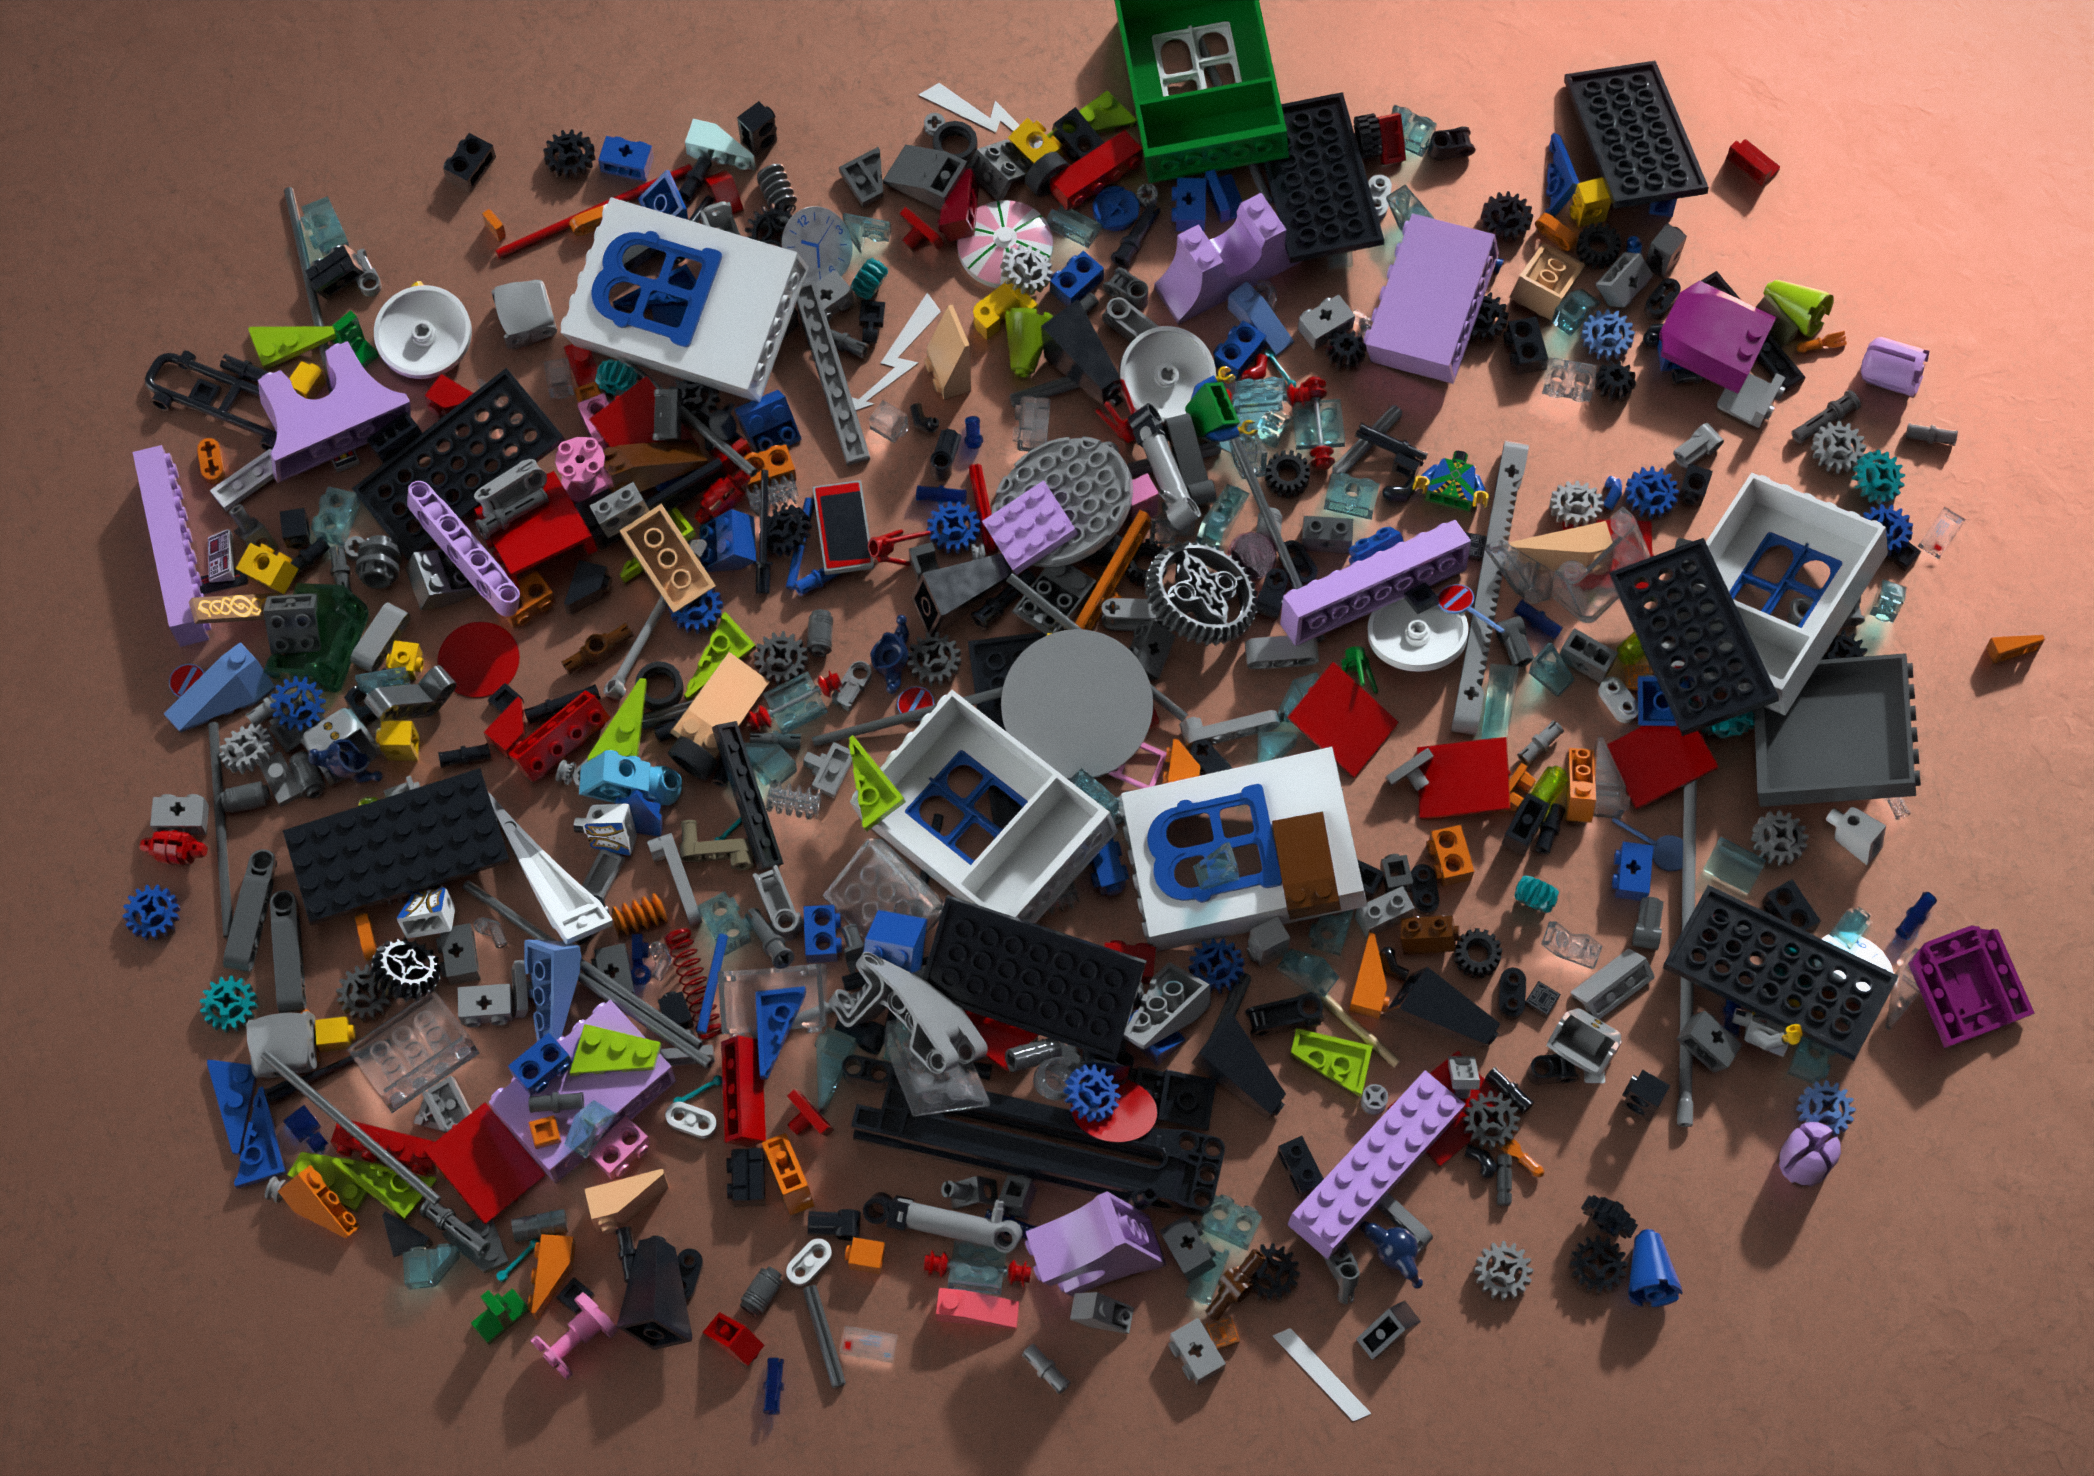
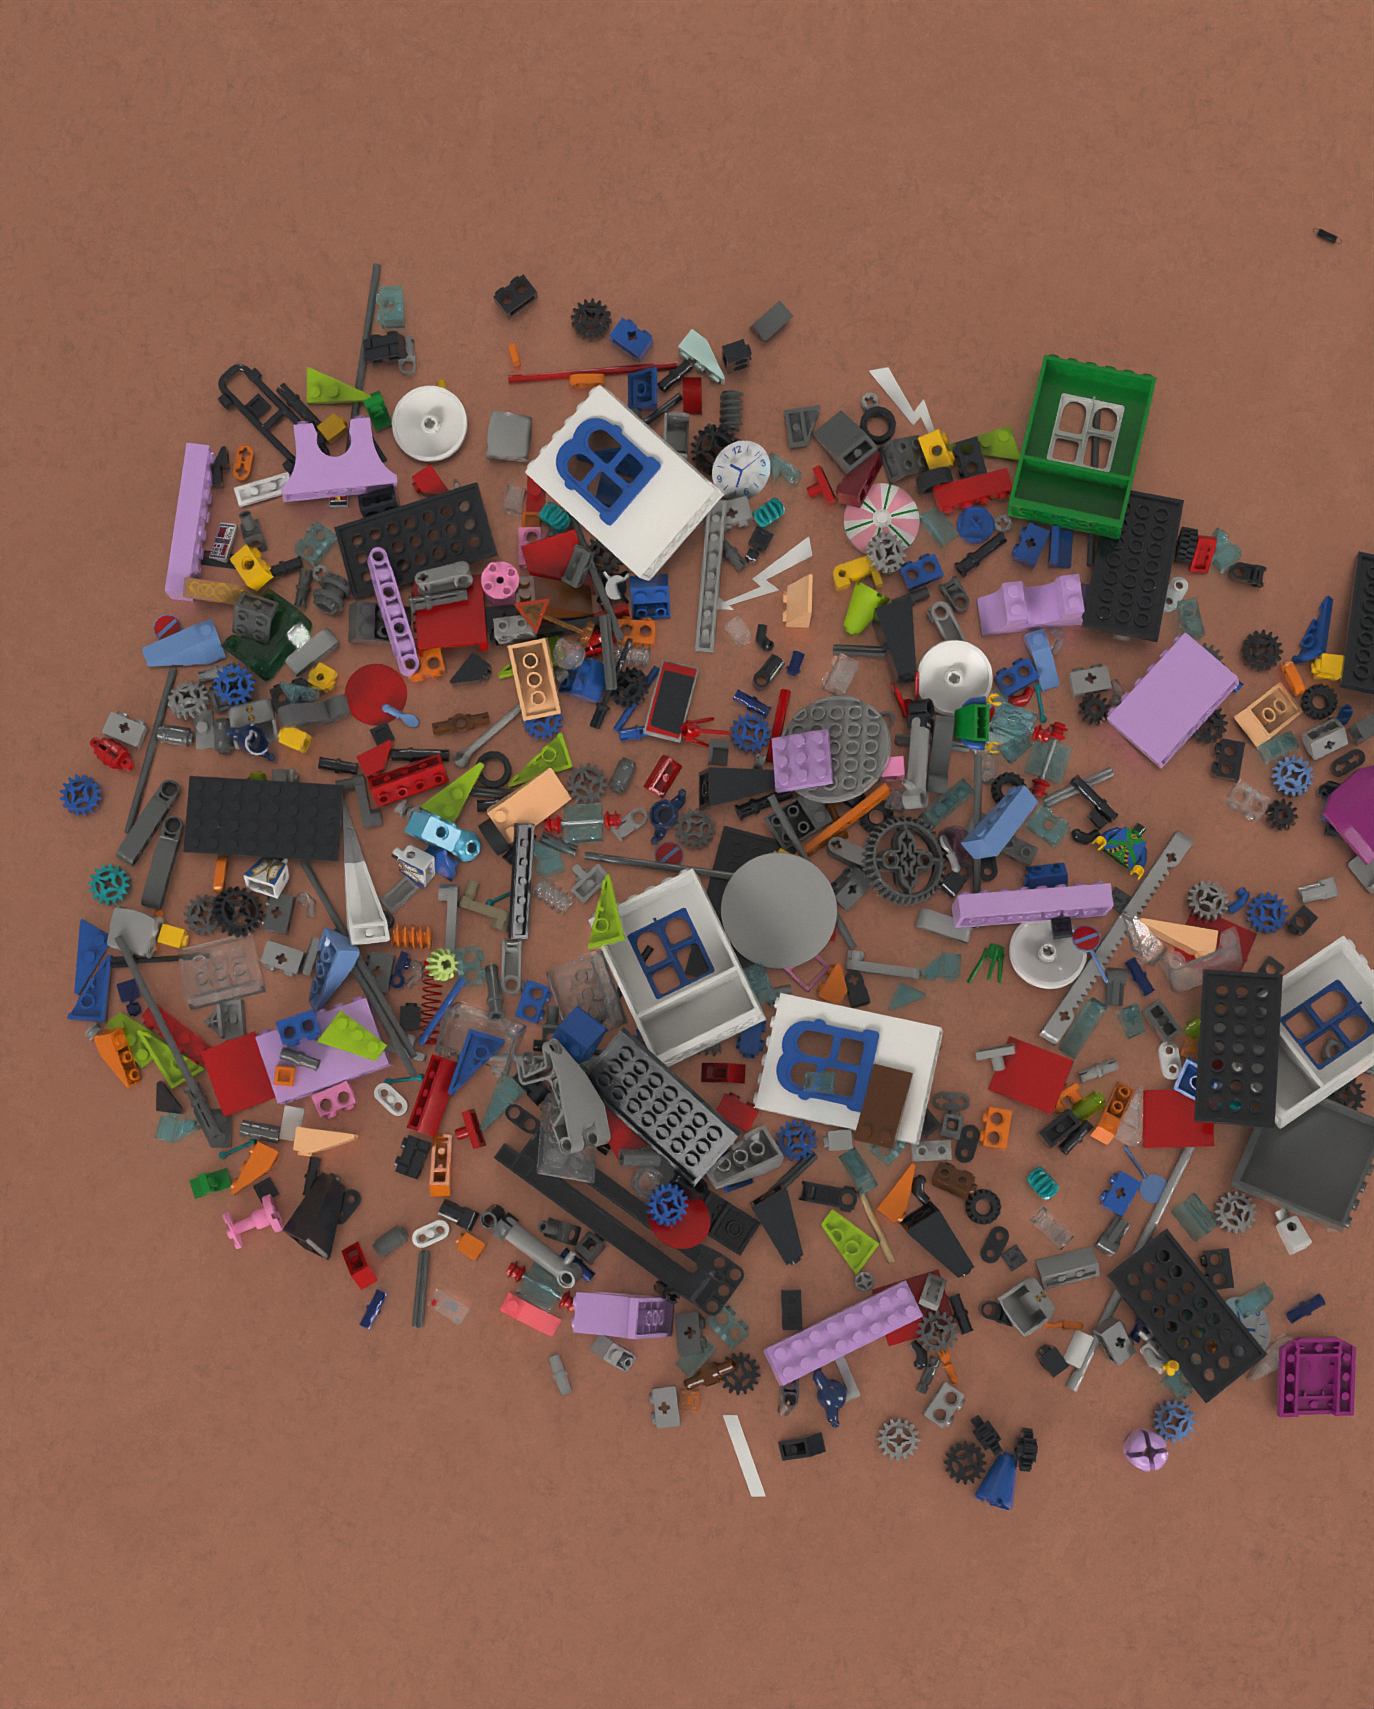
camera: 25 degrees right, 15 degrees up
(184, 472) = (222, 463): none -> black slope
(295, 528) = (283, 542): black brick -> none
(356, 621) = (298, 635): none -> clear tile
(527, 798) = (369, 817): none -> dark grey beam
(531, 670) = (409, 719): none -> medium blue piece
(575, 1200) = (291, 1119): none -> white sticker
(588, 1128) = (315, 1085): clear light blue slope -> none
(637, 478) = (534, 613): none -> clear orange piece
(689, 927) = (441, 972): none -> yellowish green gear
(698, 517) = (568, 654): none -> clear hair
(744, 494) = (608, 651): none -> dark grey axle
(781, 81) = (771, 321): none -> dark grey hinge
(869, 616) = (662, 776): none -> red slope
(1093, 921) = (723, 1073): none -> red slope
(1253, 565) = (951, 855): none -> light grey piece
(1295, 505) = (1000, 823): none -> medium blue wedge
(1343, 717) = (964, 996): red piece -> none
(1380, 843) = (951, 1096): none -> dark grey beam
(1534, 1204) = (939, 1402): none -> light grey brick
(1640, 1052) = (1065, 1325): none -> orange piece
(1665, 1214) = (1026, 1449): none -> black gear
(1671, 1070) = (1078, 1348): none -> white sticker

